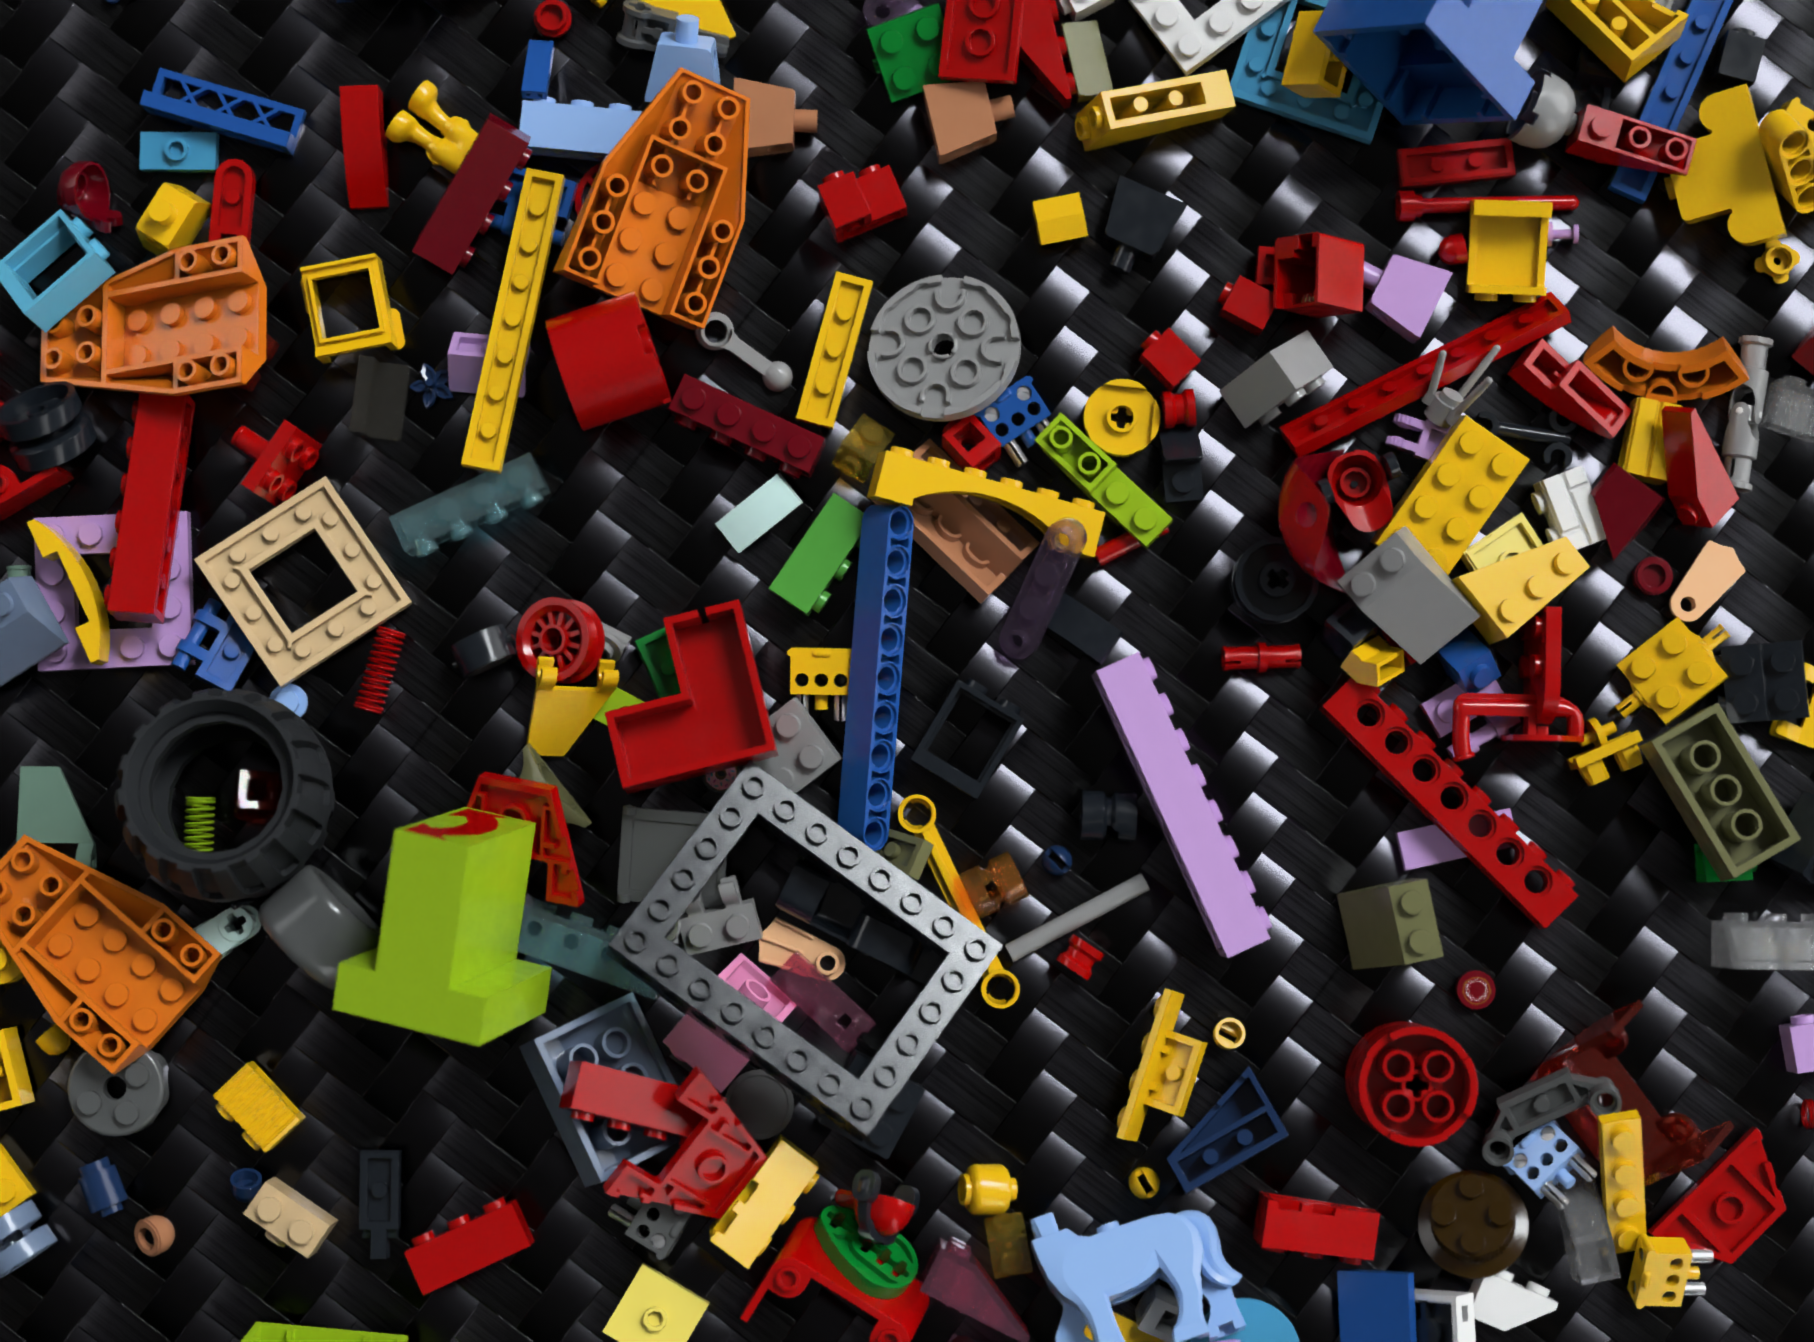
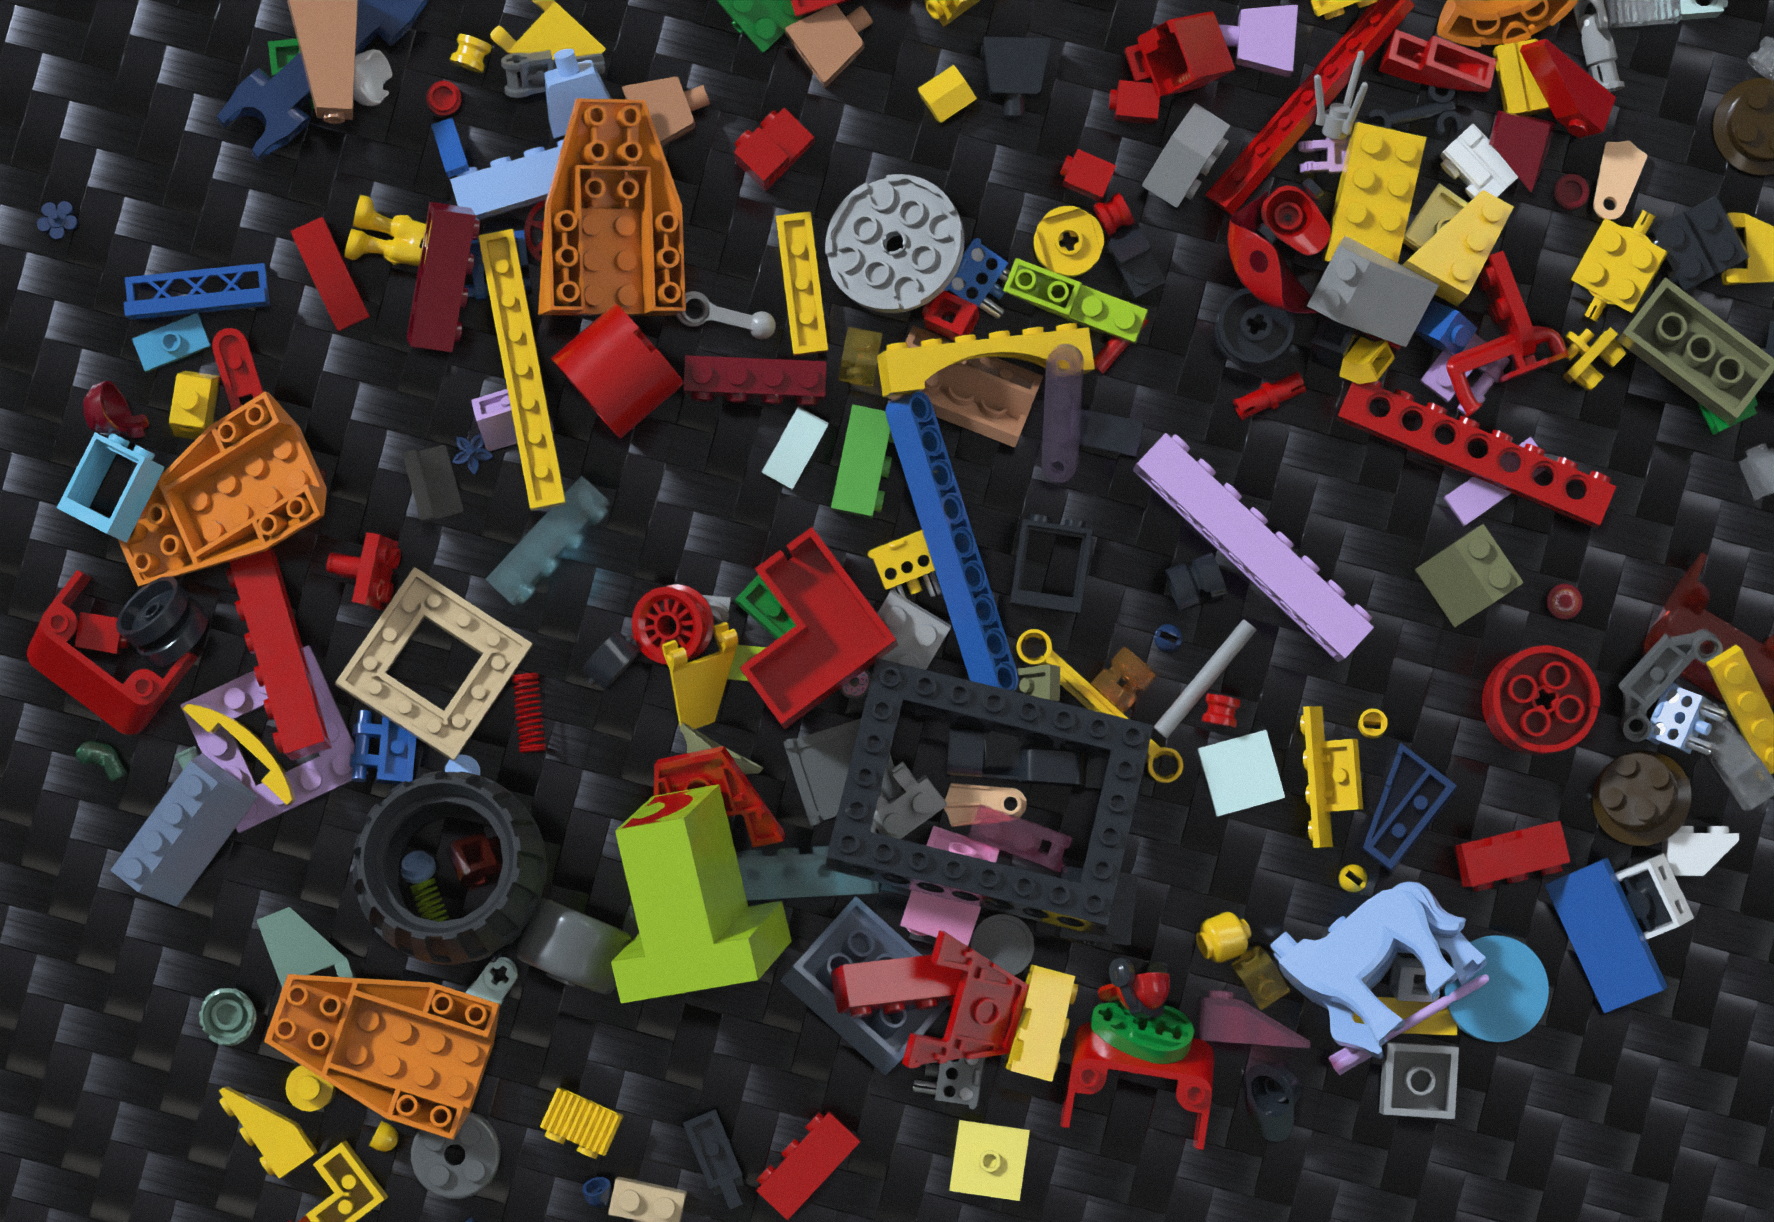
camera: 25 degrees left, 0 degrees up
(202, 780) = (417, 867): none -> light blue plate
(390, 325) = (418, 425): yellow piece -> none
(1074, 1028) = (1241, 773): none -> light aqua tile

